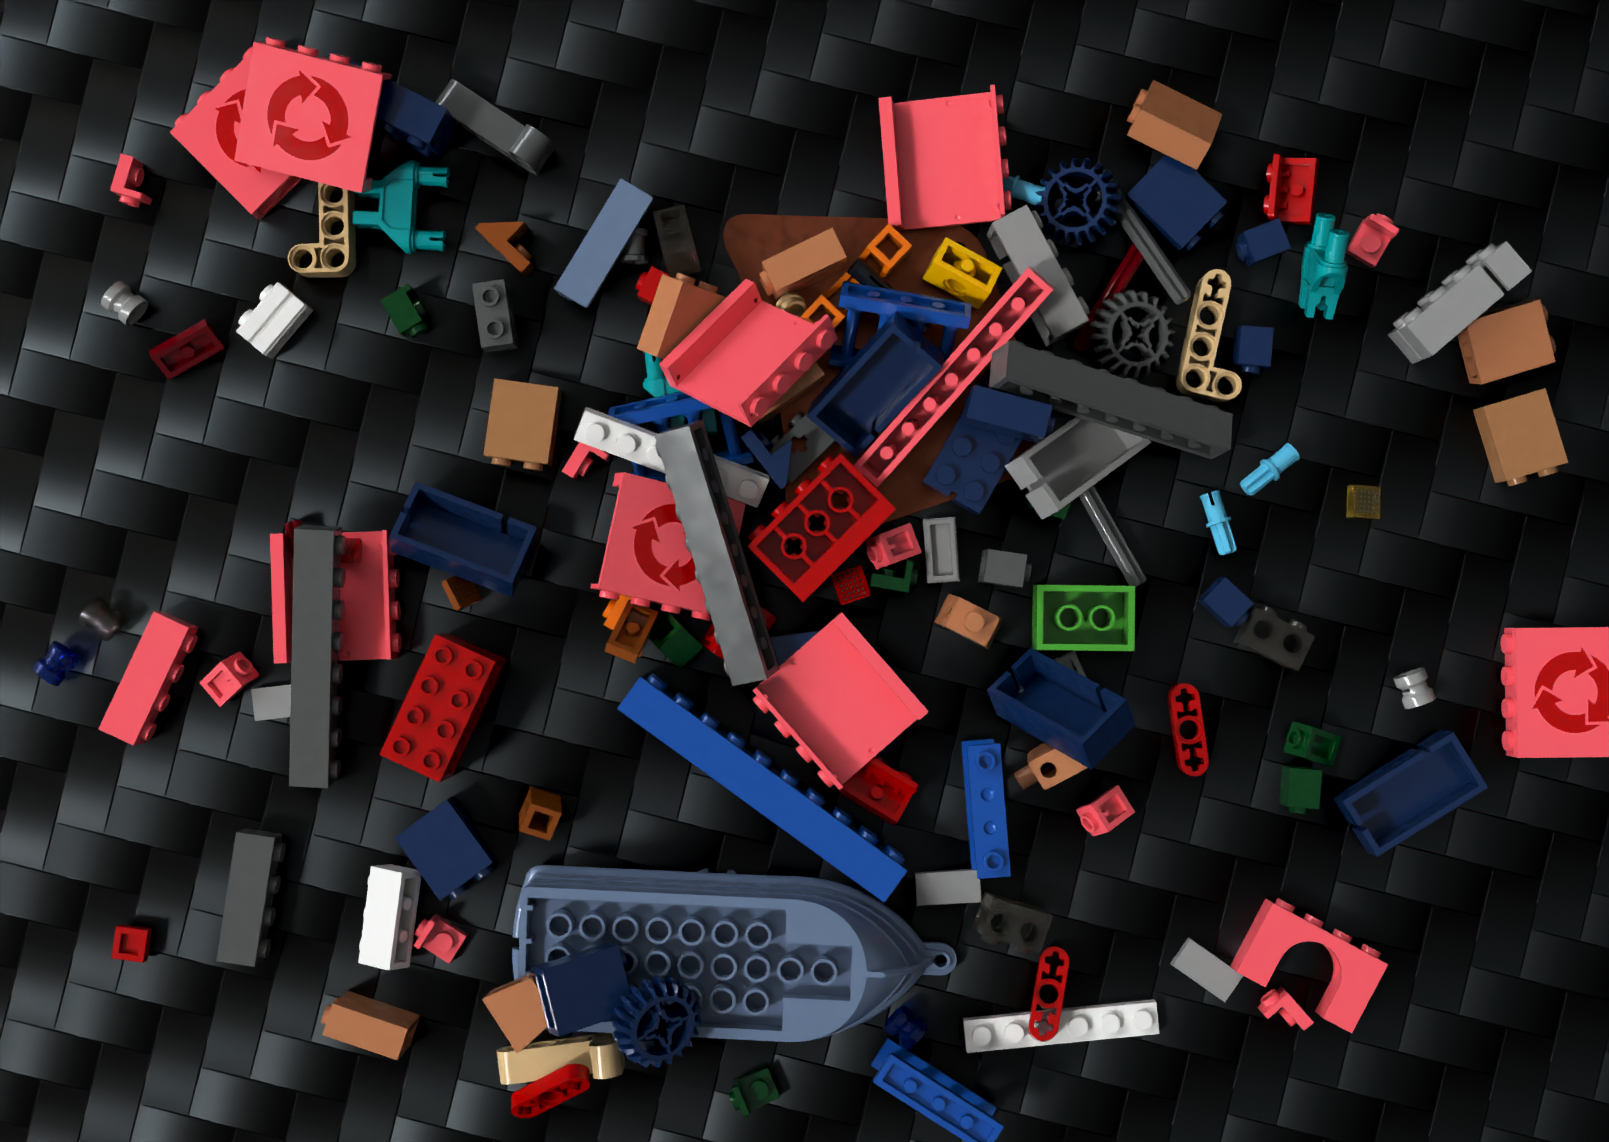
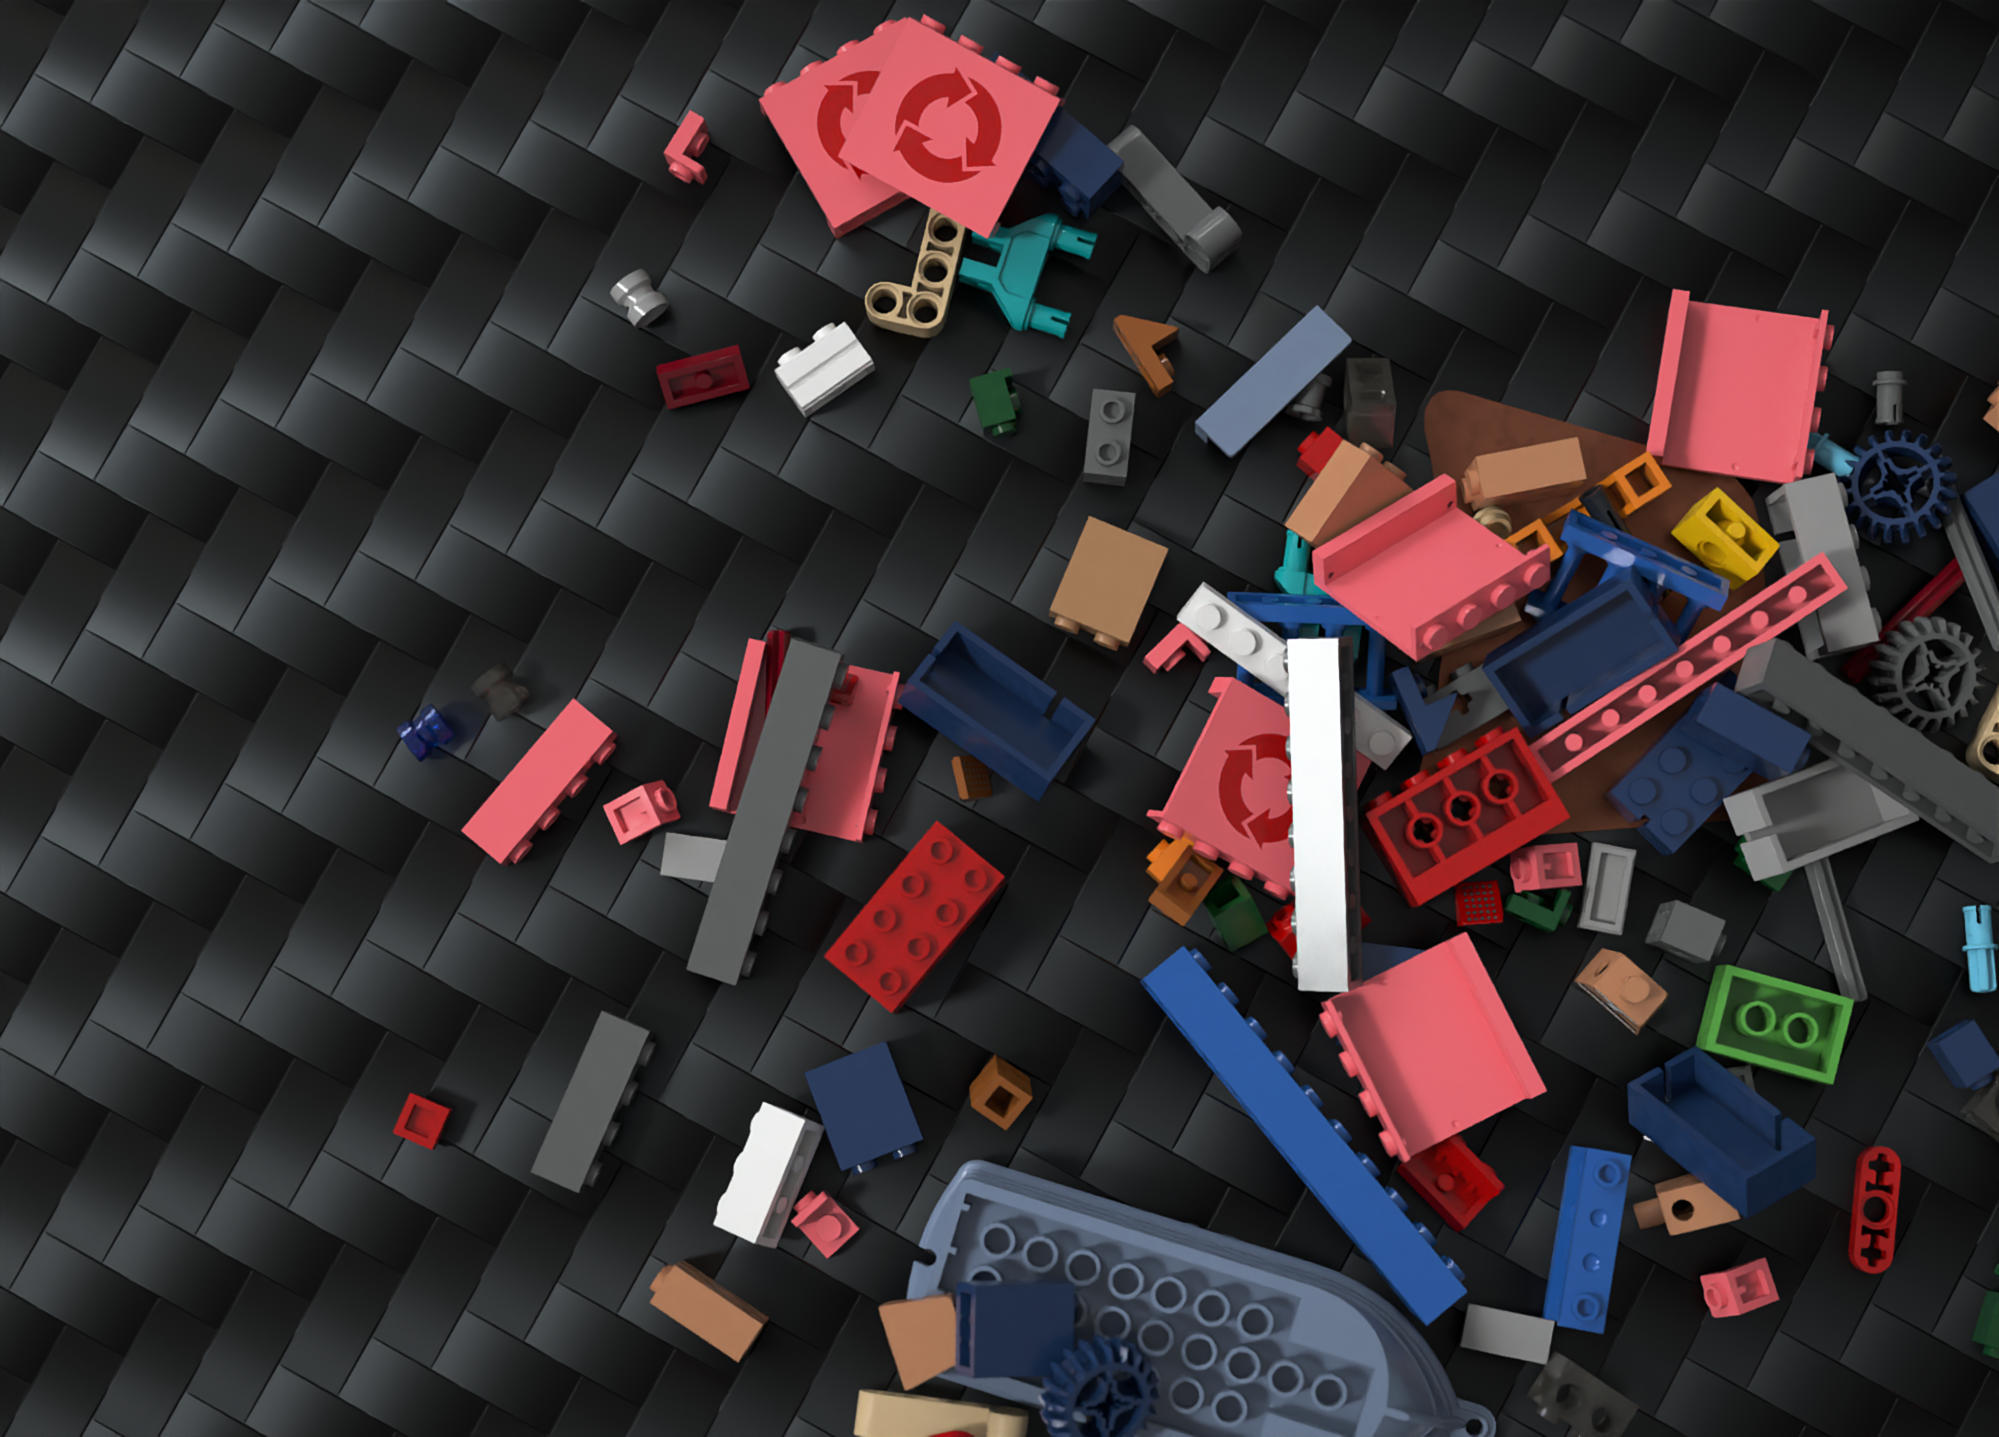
camera: 20 degrees right, 5 degrees down
(1057, 136) = (1889, 397): none -> dark grey pin

